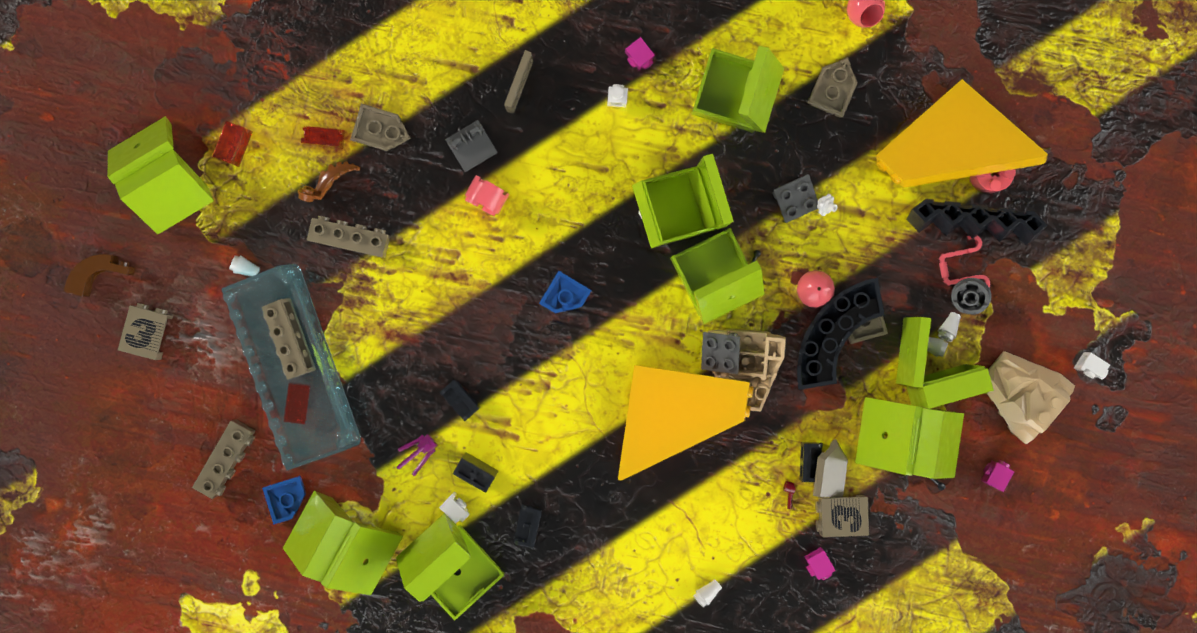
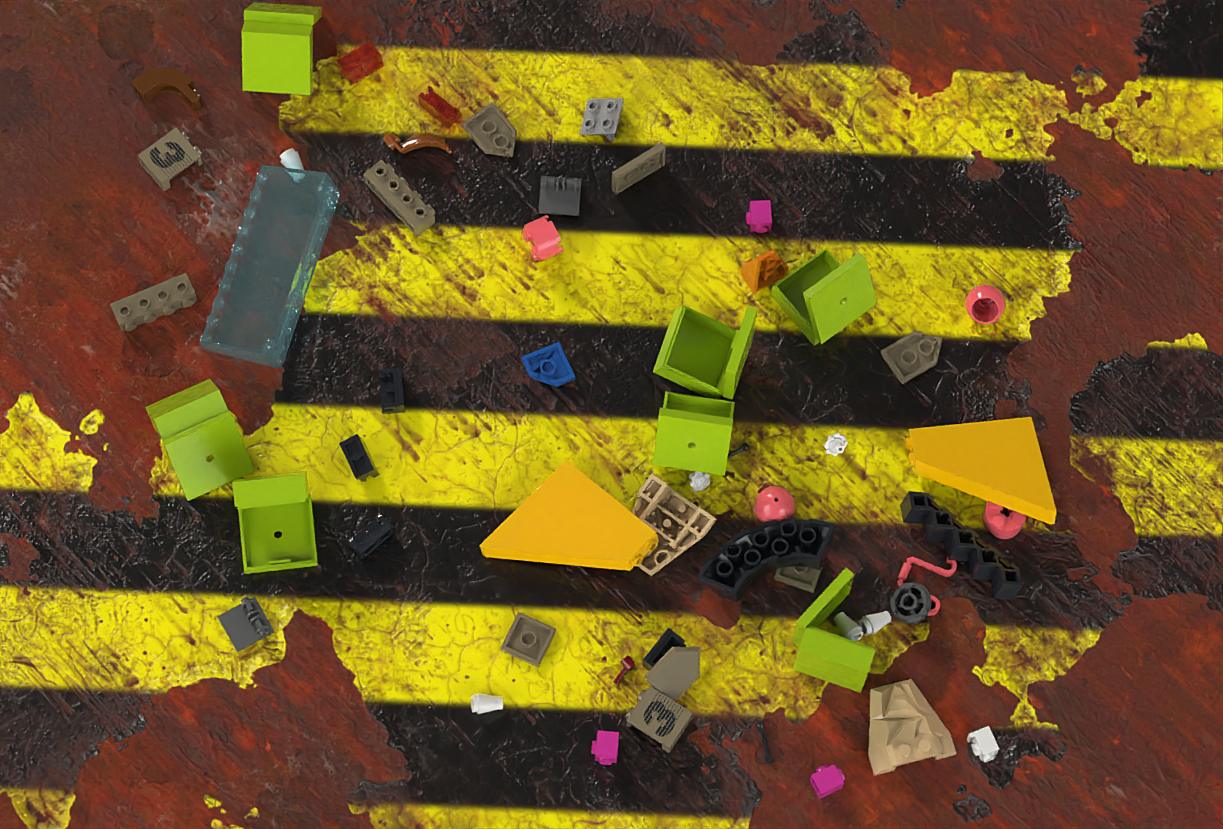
camera: 35 degrees right, 20 degrees down
(284, 498) = (178, 370): blue plate -> none
(288, 338) = (286, 241): dark tan brick -> none
(296, 403) = (251, 297): clear red hinge -> none
(426, 444) = (333, 406): magenta plant -> none
(455, 508) = (318, 476): white brick -> none
(457, 55) = (602, 117): none -> light grey hinge
(617, 96) = (717, 233): white brick -> none
(673, 102) = (763, 270): none -> orange wedge
(702, 521) = (528, 639): none -> dark tan tile
(720, 352) = (650, 497): dark grey hinge -> none
(745, 309) = (699, 480): none -> white plant
(796, 198) = (812, 421): dark grey hinge -> none
(917, 442) = (776, 687): lime container -> none

